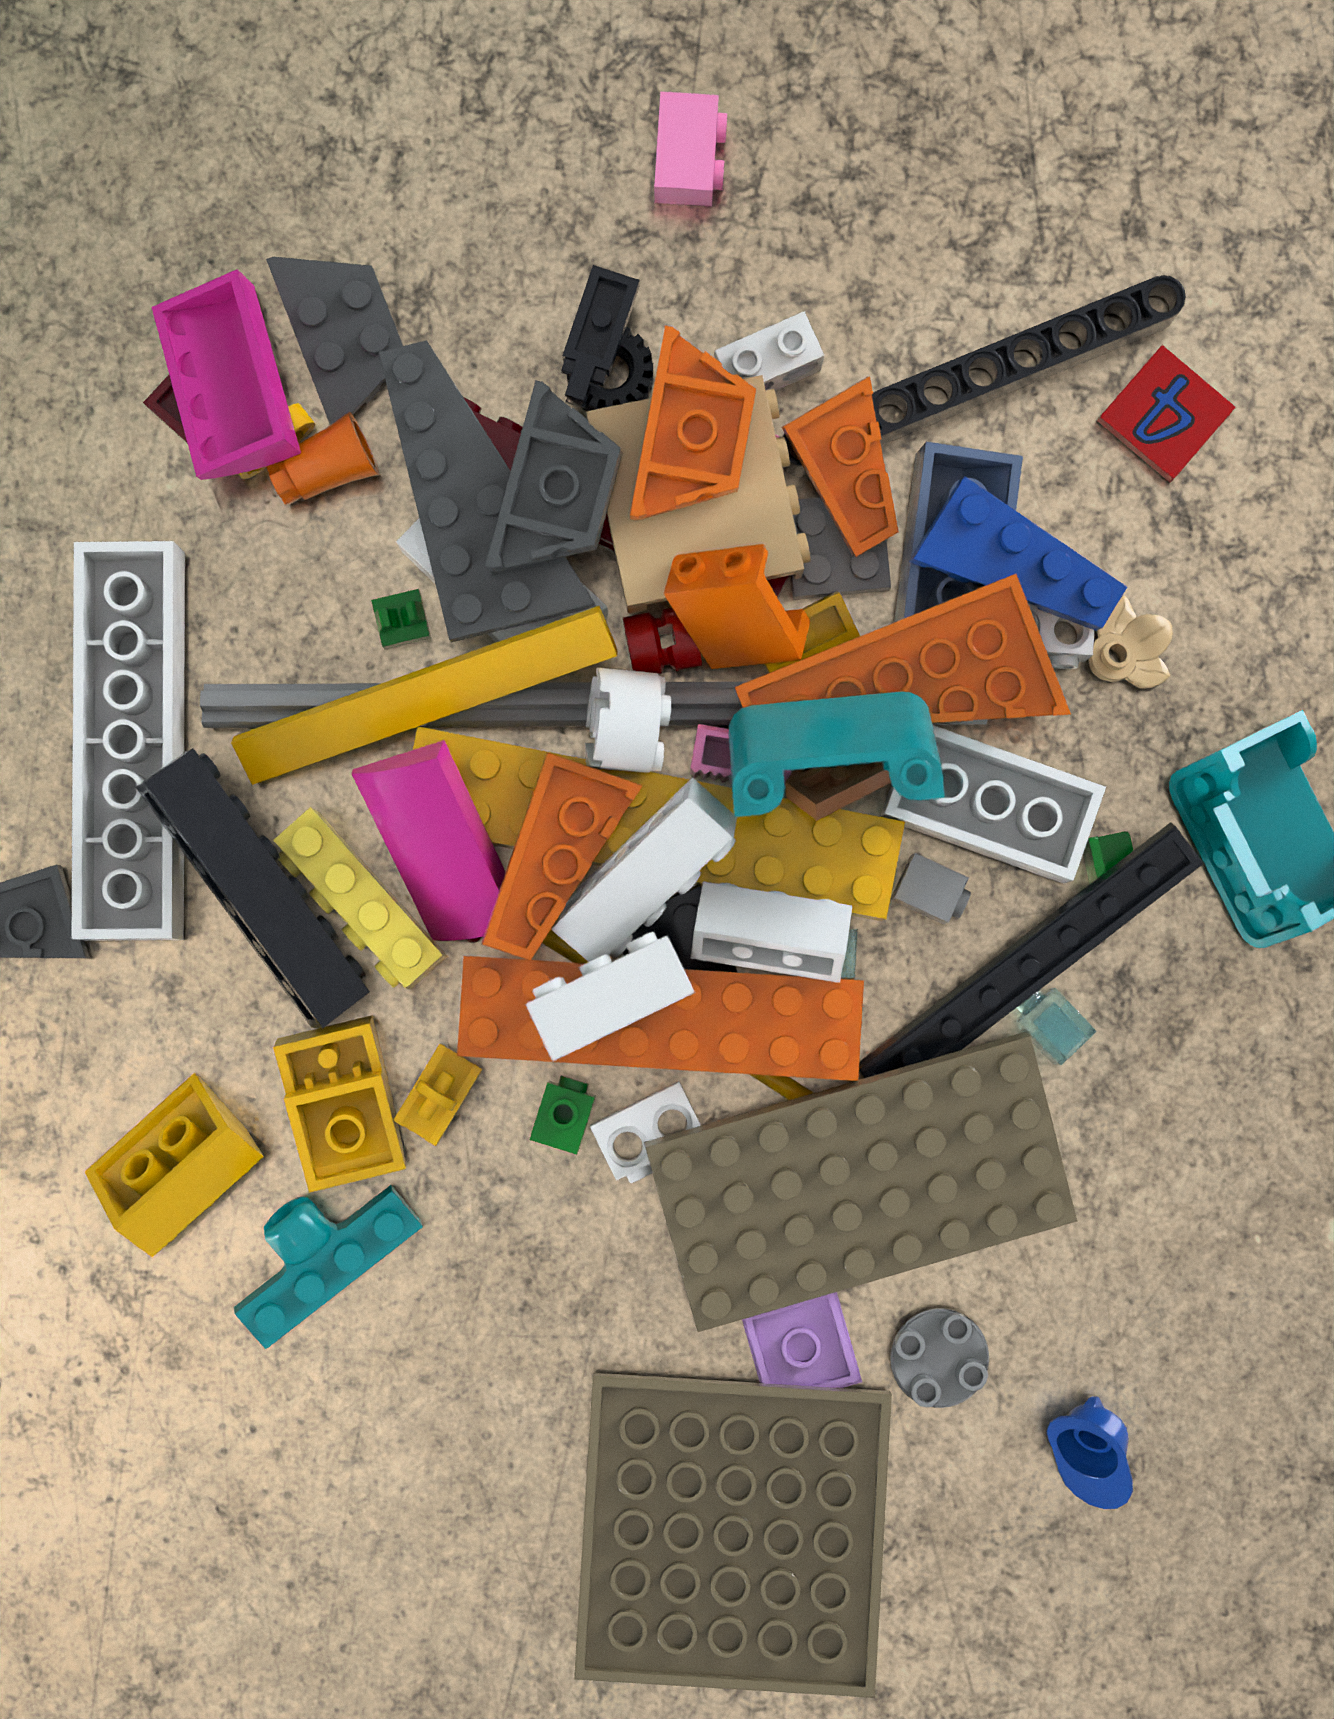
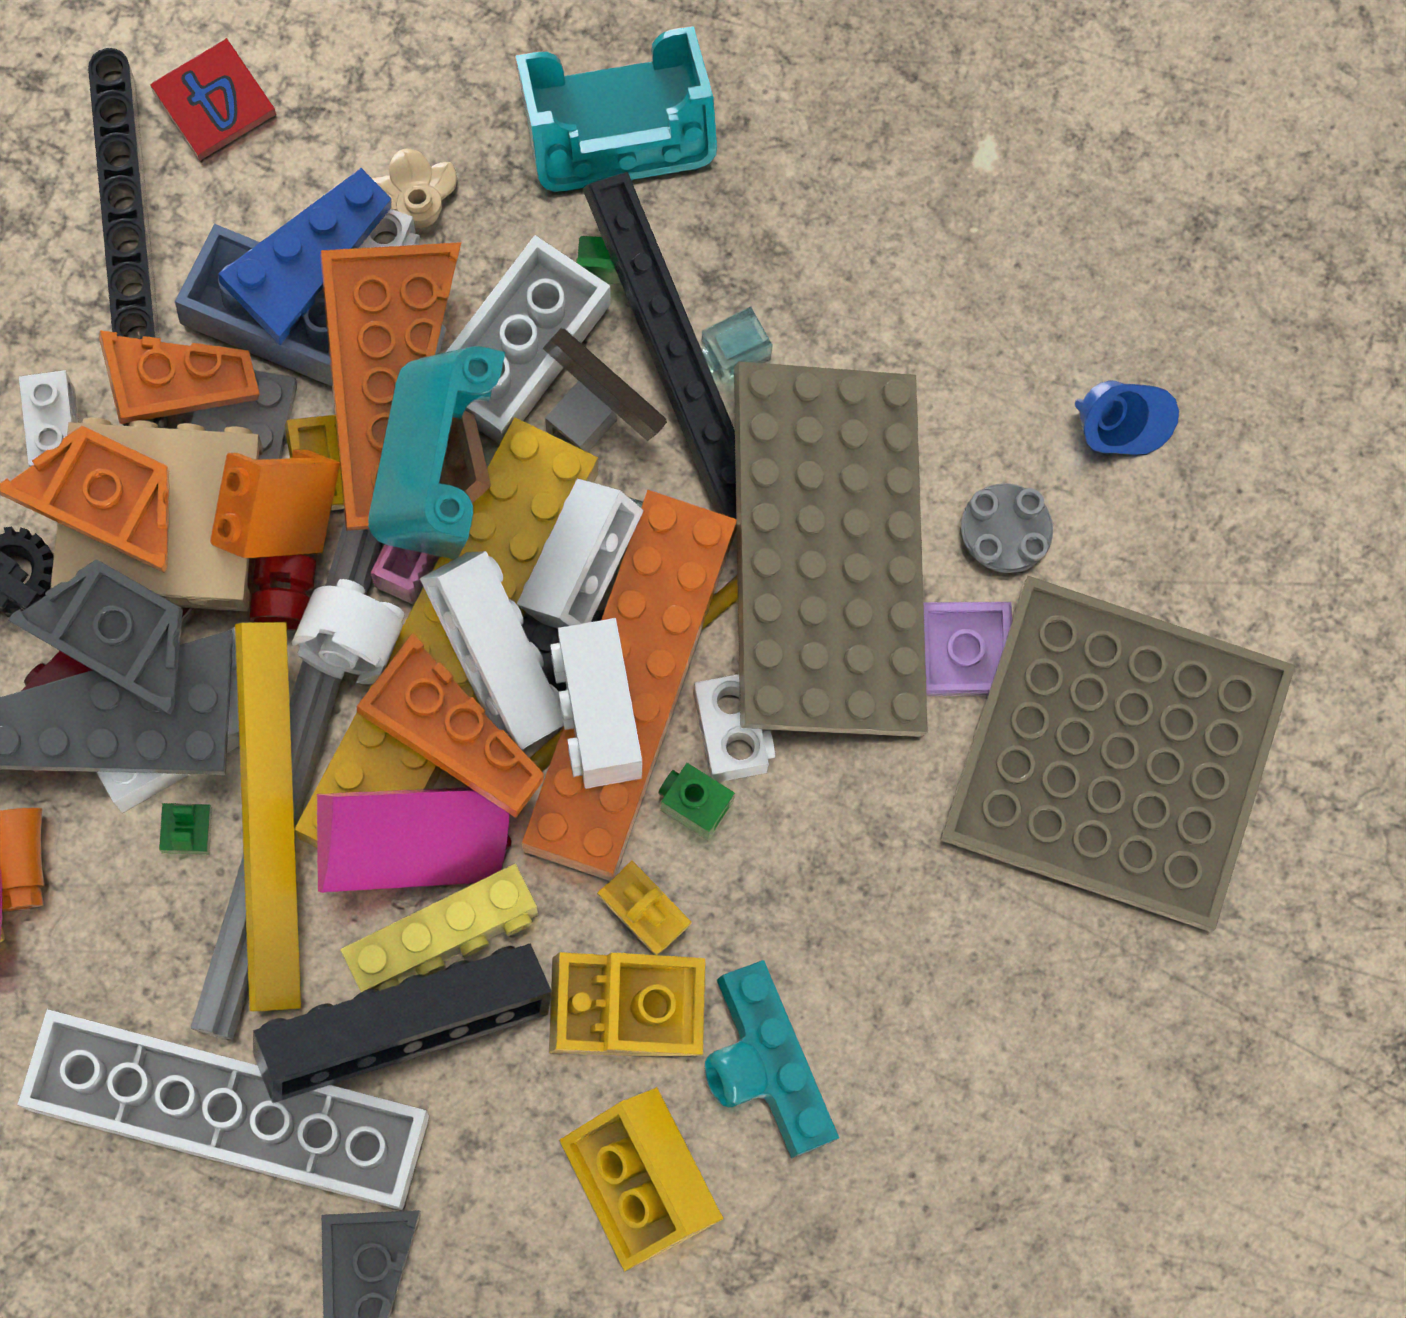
camera: 80 degrees left, 10 degrees down
(962, 906) = (605, 384): none -> dark brown tile

